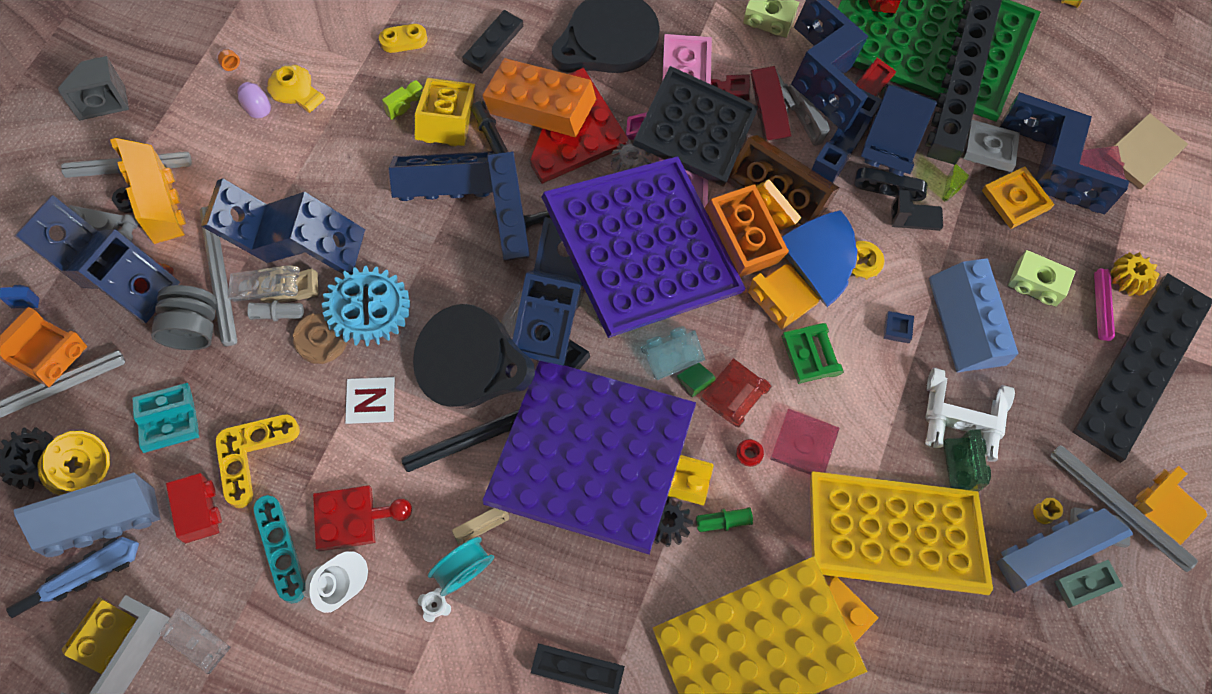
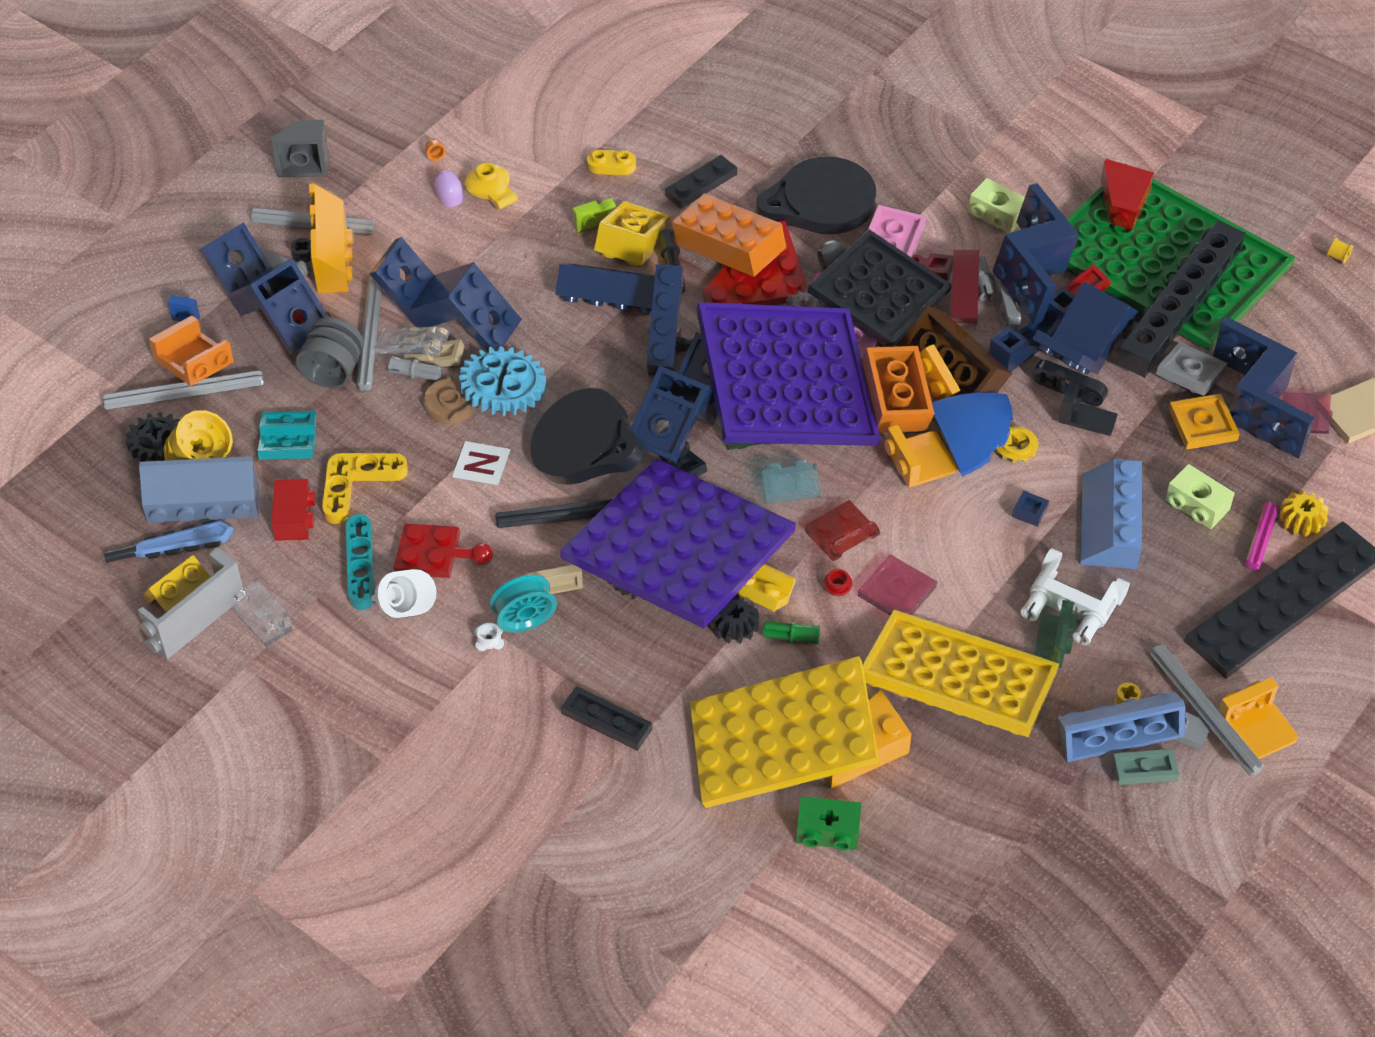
camera: 20 degrees right, 15 degrees down
(639, 97) = (830, 252): none -> dark grey piece
(696, 379) = (805, 511): green slope -> none
(804, 354) = (923, 515): green plate -> none
(954, 182) = (1138, 395): clear neon green slope -> none

